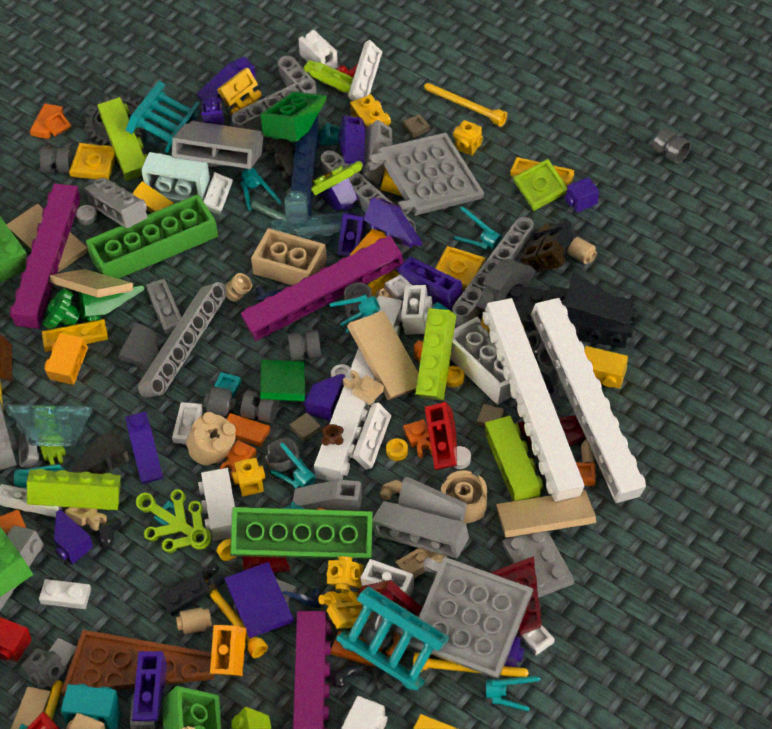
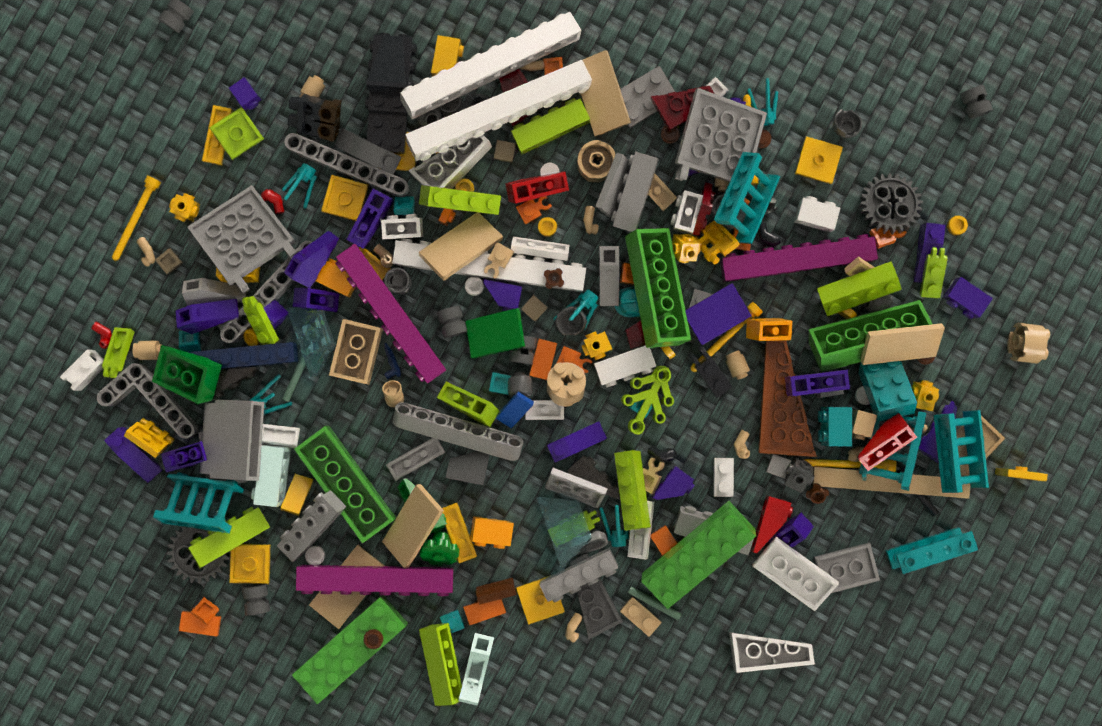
camera: 105 degrees left, 35 degrees up
(16, 689) = (817, 498): none -> reddish brown plate
(91, 435) = (575, 488): none -> light grey tile
(97, 615) = (740, 446): none -> tan arm
(193, 390) = (514, 409): none -> blue tile
(209, 354) = (468, 404): none -> lime slope
(296, 207) = (301, 352): clear light blue brick -> none
(308, 600) = (705, 272): dark blue bar -> none
(330, 104) = (146, 350): none -> tan brick
(365, 71) = (107, 319): white tile -> none
(367, 307) = (413, 268): teal plant -> none
(369, 111) = (164, 306): yellow brick -> none
(396, 286) = (377, 247): white tile -> none
(426, 109) = (147, 250): none -> tan arm
(469, 681) = (765, 139): none -> reddish brown plate
(471, 206) = (275, 198): none -> red arm

